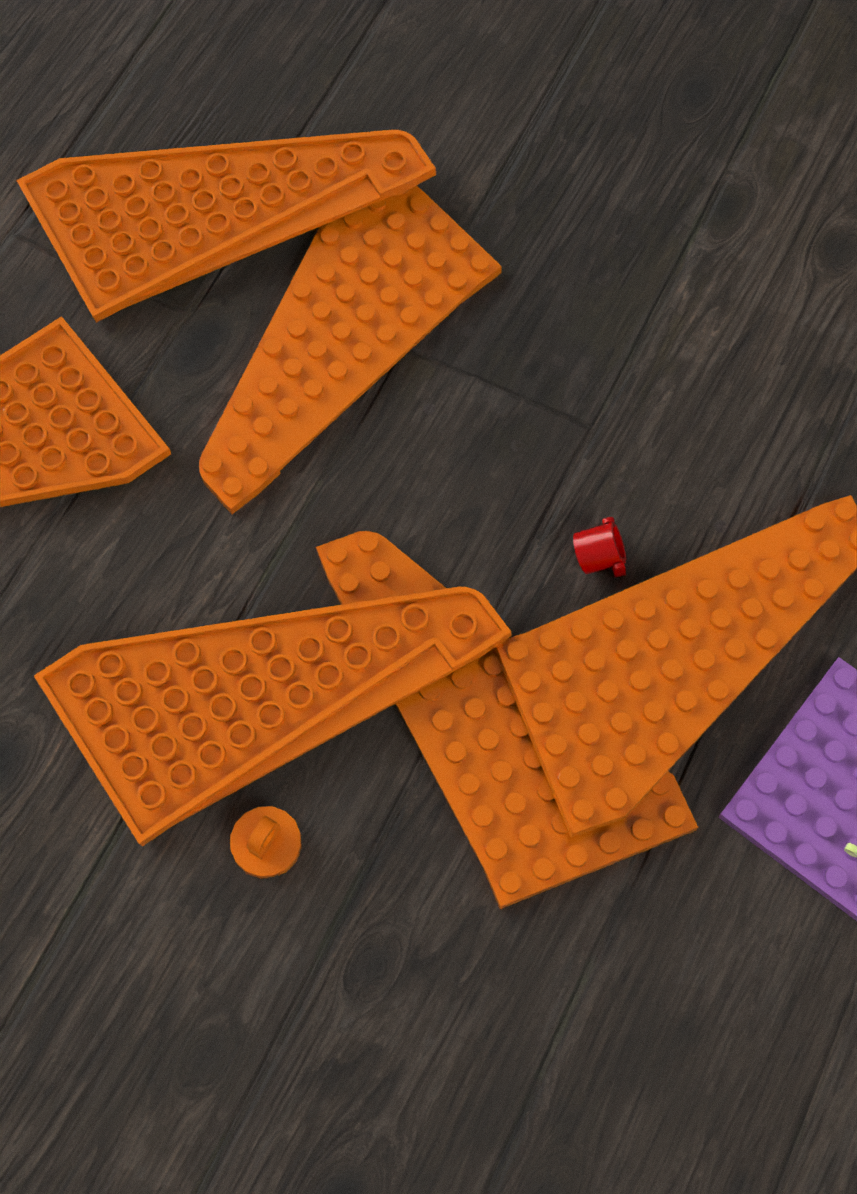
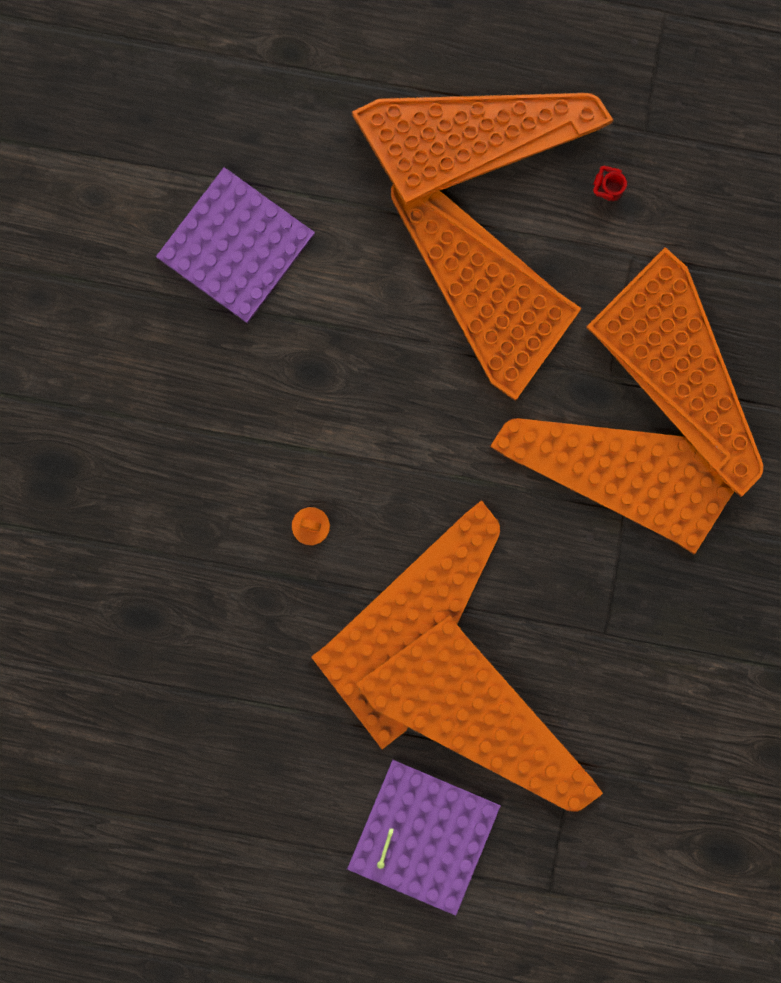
camera: 70 degrees right, 15 degrees up
(219, 705) = (375, 481): orange wing -> none
(601, 548) = (524, 658): red piece -> none

